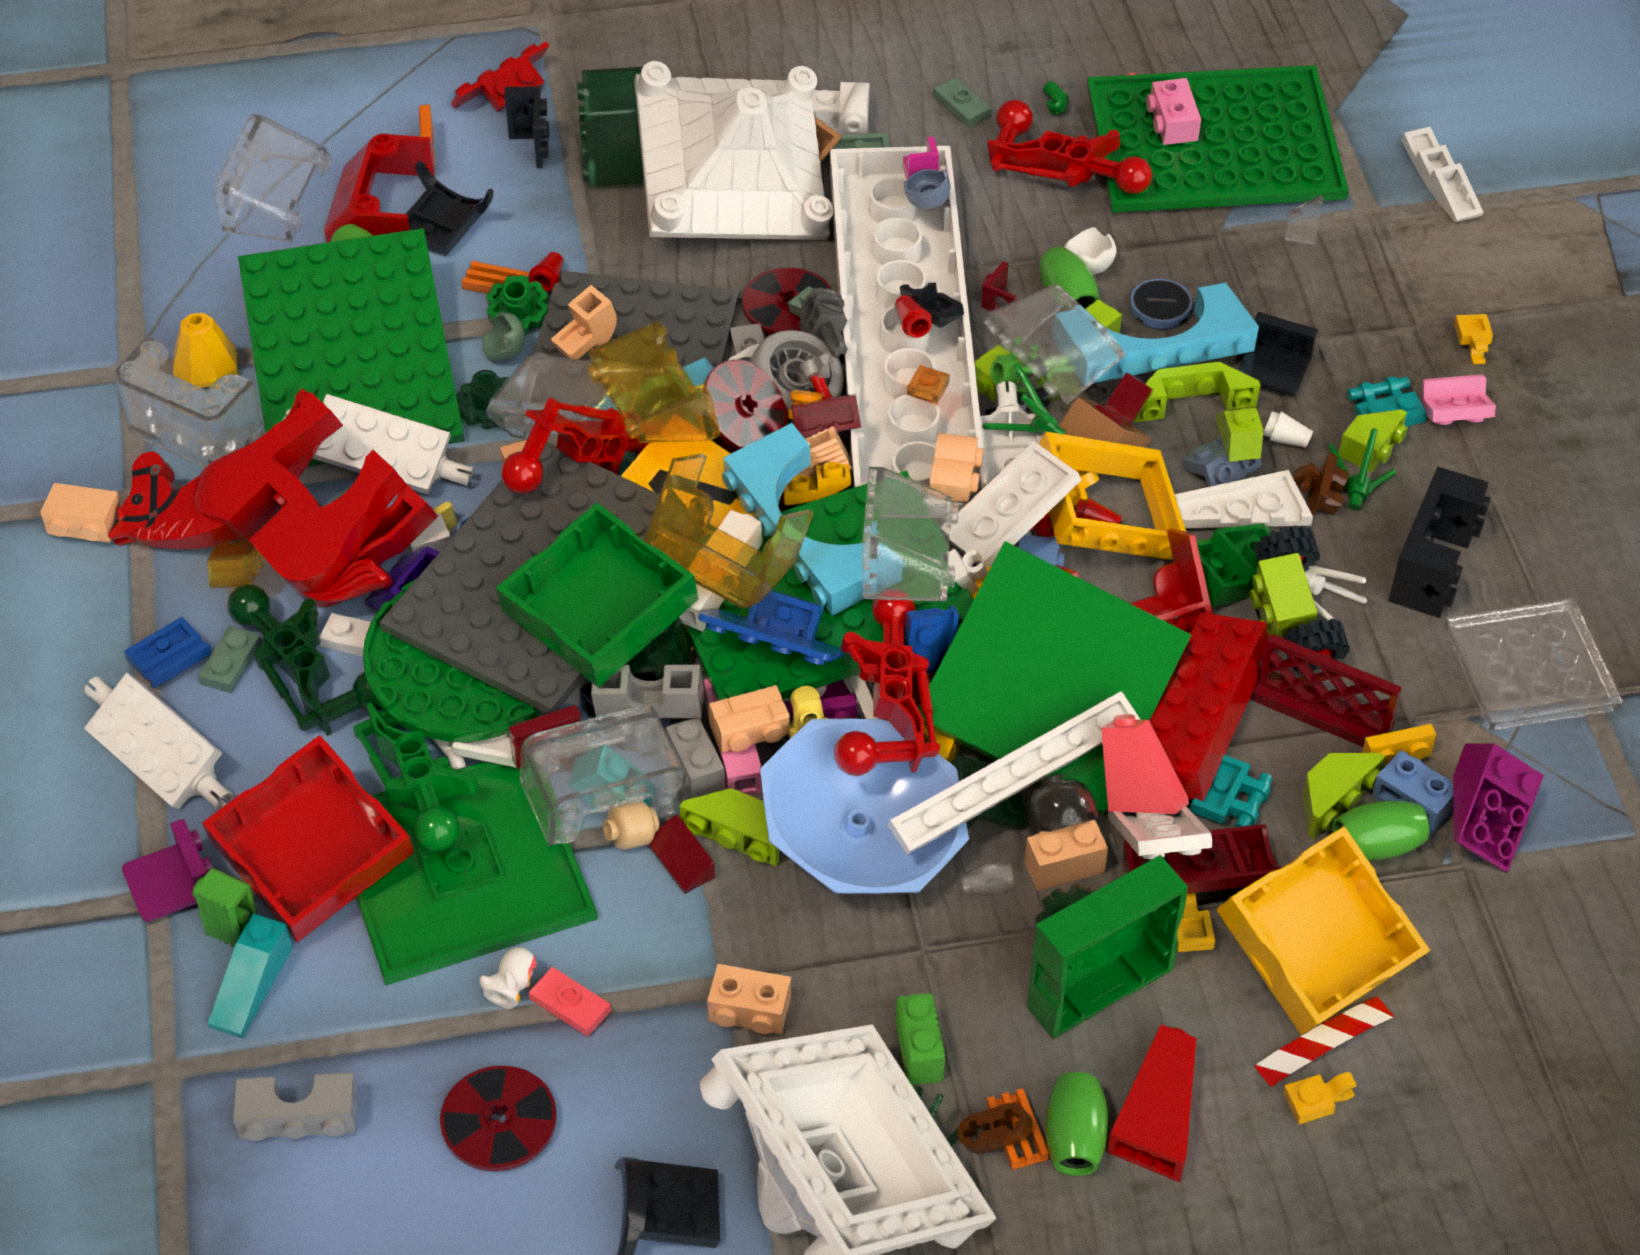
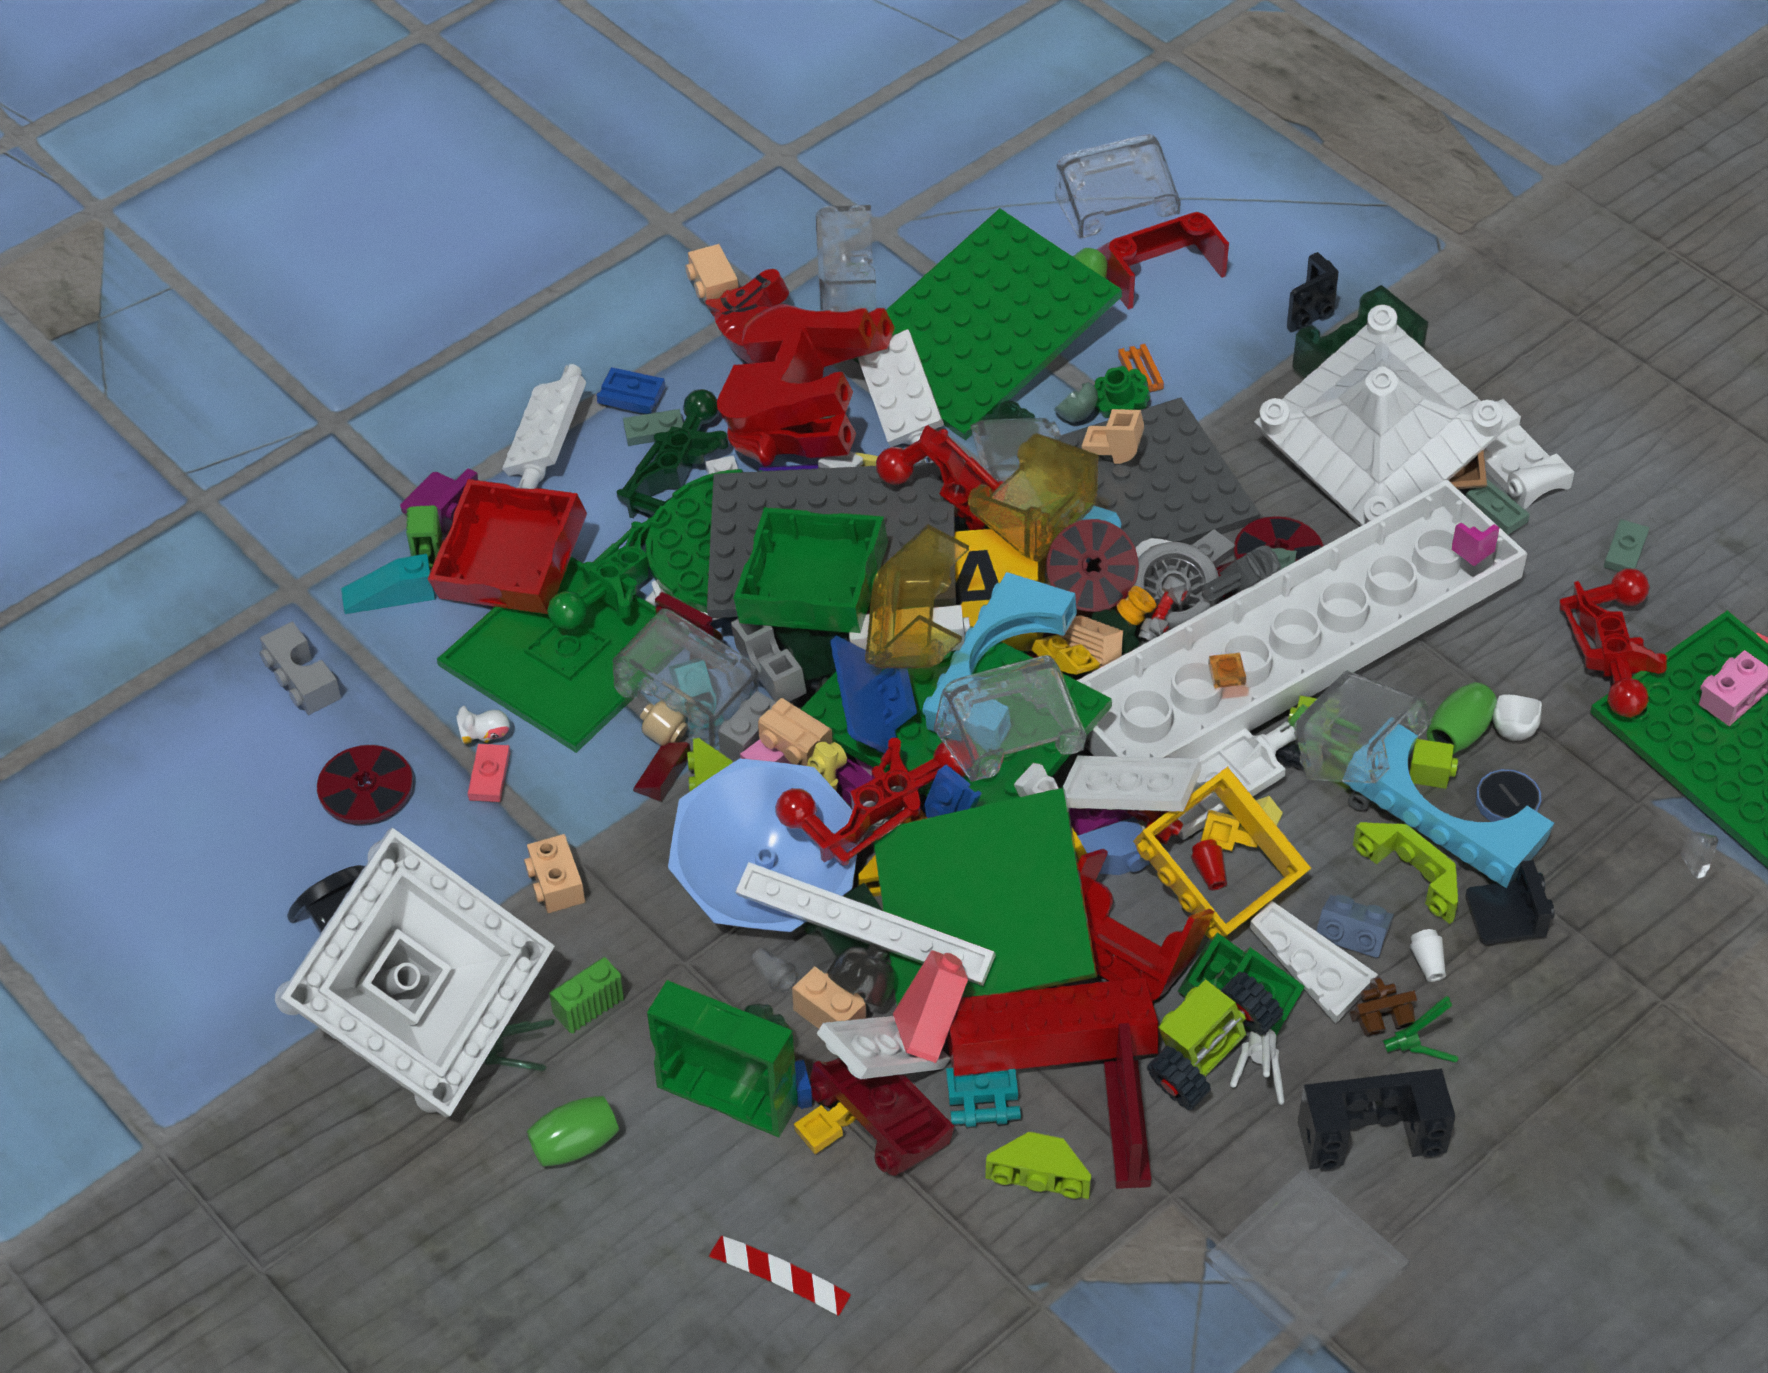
camera: 60 degrees right, 0 degrees up
(203, 352) = (912, 250): yellow cone -> none
(234, 564) = (714, 370): clear yellow brick -> none
(426, 124) = (1252, 246): orange tile -> none
(444, 212) = (1174, 299): black piece -> none
(512, 73) = (1360, 260): red bracket -> none
(547, 271) = (1169, 390): red cone -> none
(822, 414) = (1136, 624): dark red plate -> none
(913, 317) = (1289, 622): red cone -> none
(927, 188) = (1446, 559): sand blue hair -> none
(939, 305) = (1321, 630): black slope -> none
(955, 466) = (1142, 727): light nougat brick -> none
(993, 288) = (1416, 672): dark red bracket -> none
(995, 1129) = (539, 1076): reddish brown beam -> none
(1036, 1136) = (551, 1093): orange tile -> none
(1042, 421) = (1267, 770): green plant -> none
(1058, 97) = (1694, 611): green arm -> none
(1088, 422) = (1313, 822): medium nougat slope -> none
(1126, 400) = (1338, 819): dark red bracket -> none
(1157, 1110) = (631, 1180): red slope -> none
(1240, 433) = (1372, 910): lime slope -> none
(1315, 1099) = (714, 1288): yellow plate -> none
(1322, 930) = (862, 1210): yellow tile -> none
(1385, 827) = (1012, 1214): bright green piece -> none
(1389, 431) = (1476, 1022): lime slope -> none
(1394, 401) = (1527, 1025): teal plate -> none
(1412, 781) = (1080, 1227): medium blue brick -> none
(1414, 741) = (1121, 1192): yellow plate -> none
(1457, 399) = (1580, 1066): bright pink bracket -> none
(1476, 332) = (1683, 1044): yellow plate -> none
(1492, 802) = (1095, 1284): magenta slope -> none

